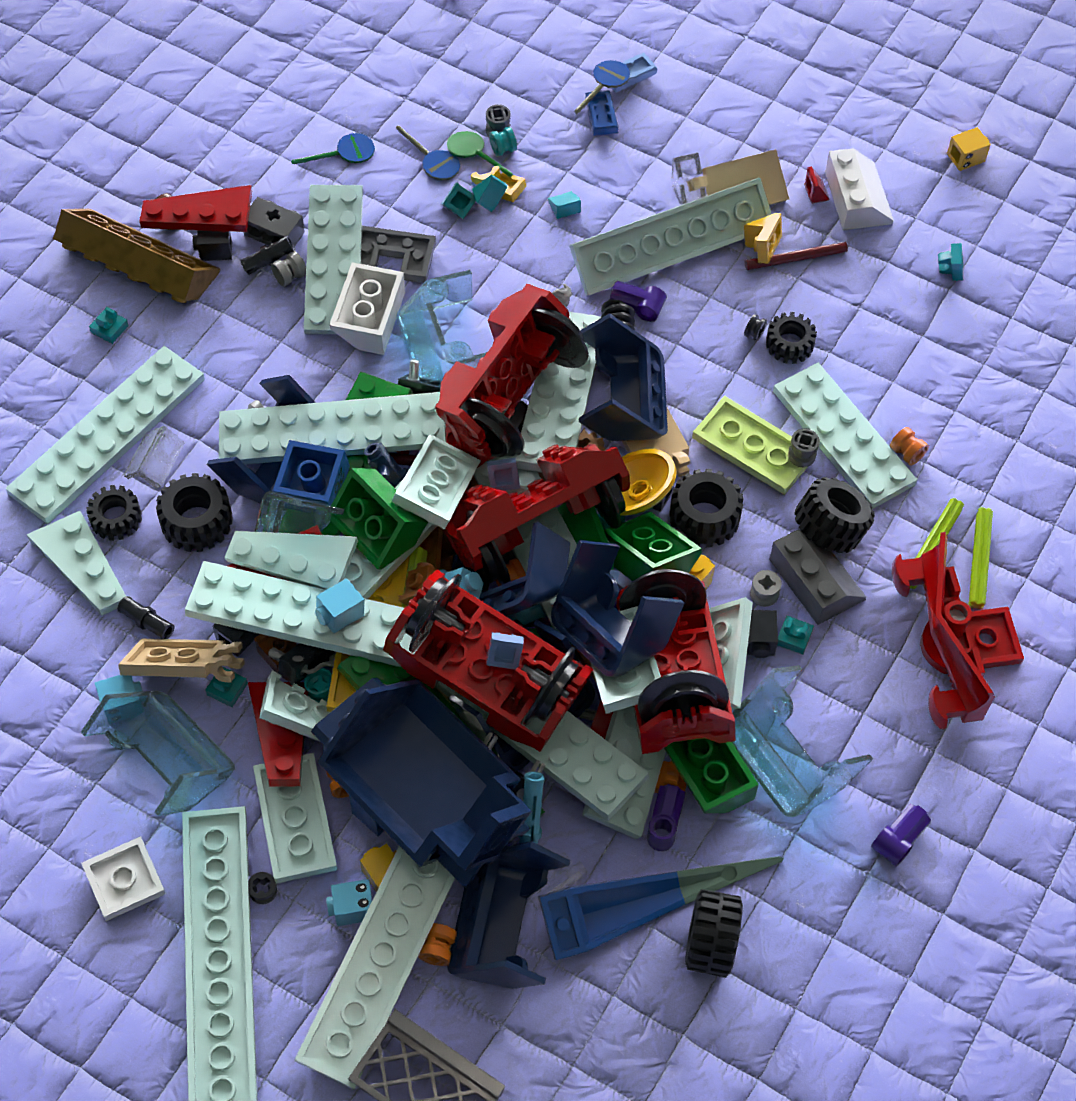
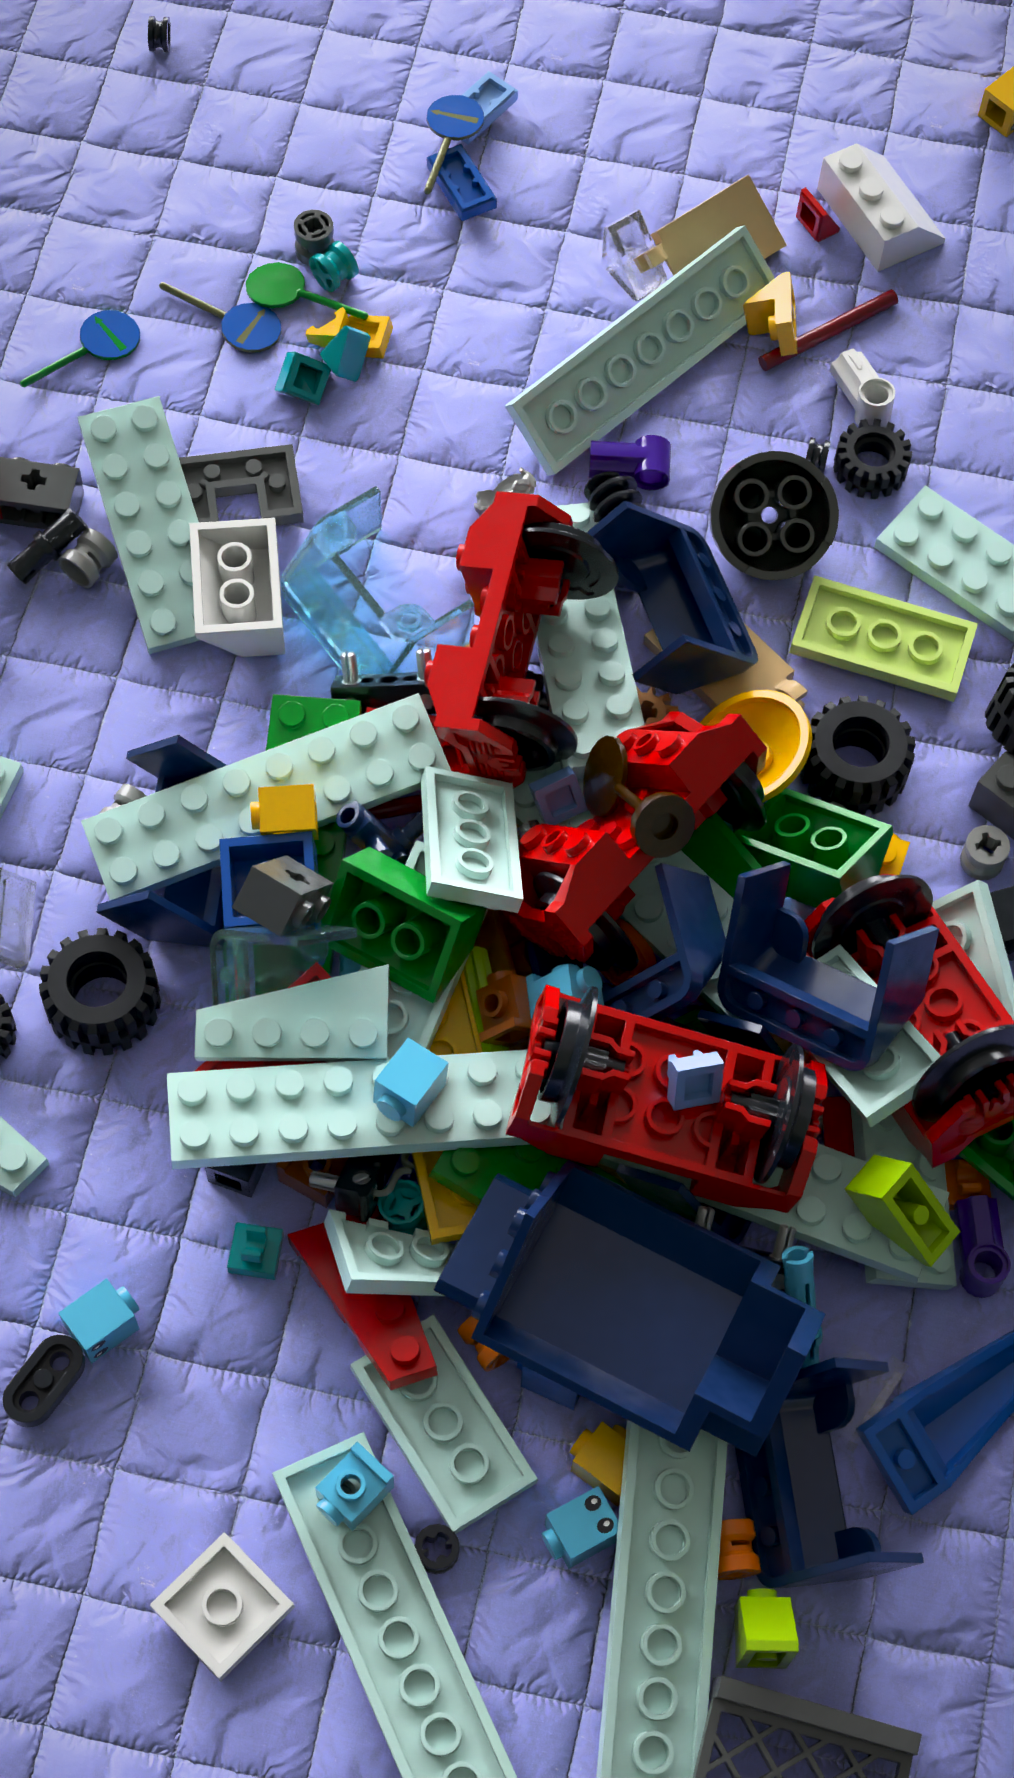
camera: 20 degrees left, 5 degrees up
(70, 718) = (42, 1381): none -> black plate
(145, 617) = (89, 1181): black pin -> none
(167, 741) = (209, 1371): clear light blue windscreen -> none
(182, 658) = (178, 1232): tan tile -> none
(226, 842) = (353, 1508): none -> medium azure brick
(307, 478) = (284, 895): none -> dark grey brick
(336, 434) = (285, 810): none -> yellow brick
(435, 996) = (764, 1630): none -> lime slope
(542, 494) = (659, 823): none -> dark brown piece
(565, 204) = (462, 340): slope -> none
(611, 769) = (902, 1207): none -> lime slope
(692, 340) = (803, 522): none -> dark grey cylinder
(802, 294) = (866, 392): none -> white piece
(803, 447) = (963, 624): dark grey wheel -> none

